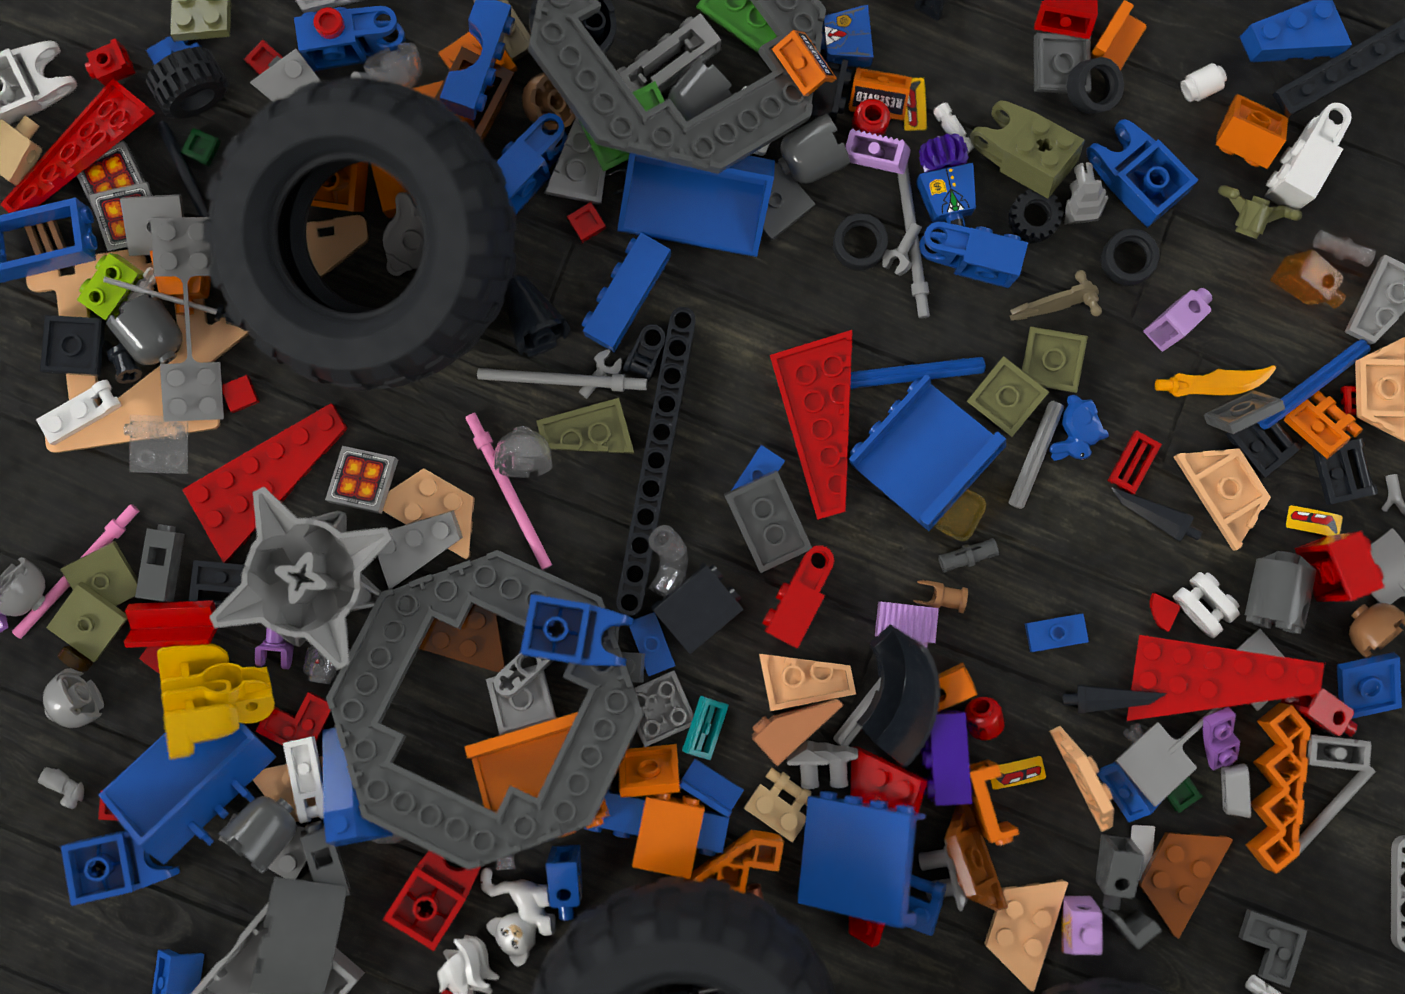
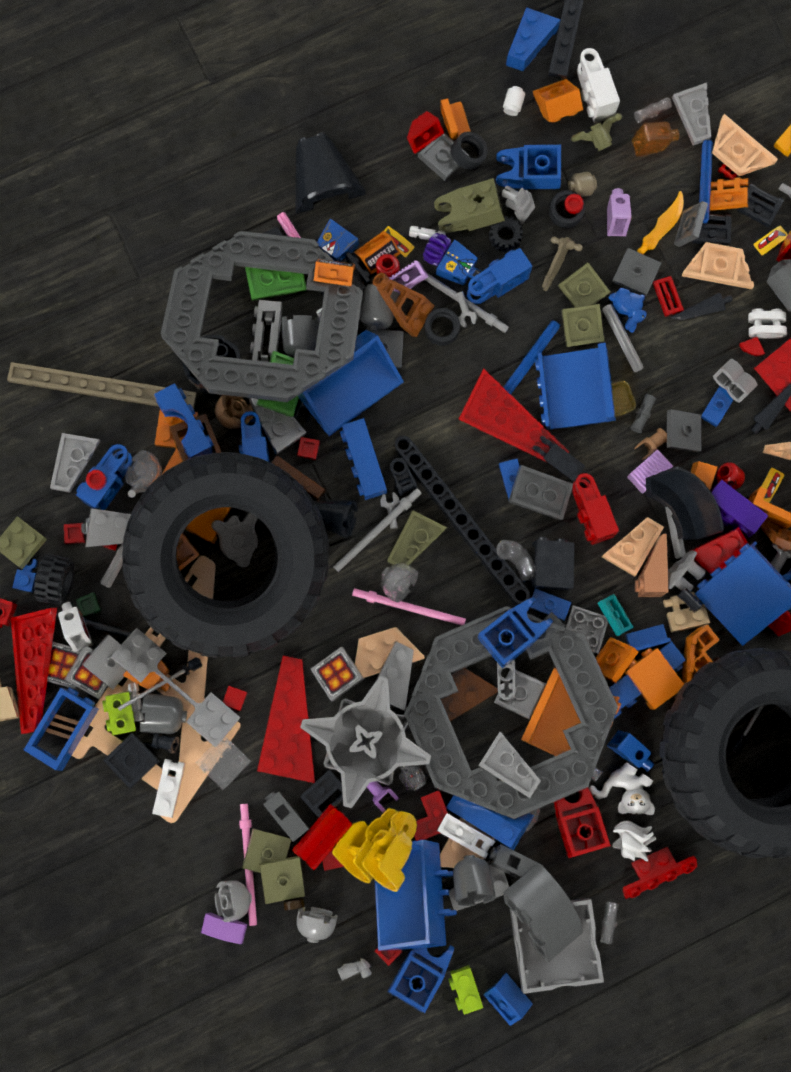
camera: 55 degrees left, 5 degrees down
(144, 927) = (468, 995): none -> lime brick
(154, 151) = (74, 627): none -> white torso
(414, 762) = (509, 766): none -> light grey wing
(541, 240) = (310, 486): none -> reddish brown piece
(795, 798) = (690, 600): none -> black pin
(825, 509) = (560, 459): none -> black hinge
(848, 201) = (419, 311): none -> dark orange plate
(989, 619) = (683, 431): none -> dark grey plate
(1103, 626) = (735, 380): none -> light grey brick
(1129, 401) = (636, 272): none -> dark grey plate
(1142, 258) = (574, 203): none -> red tile
(1176, 248) = (583, 183): none -> dark tan head

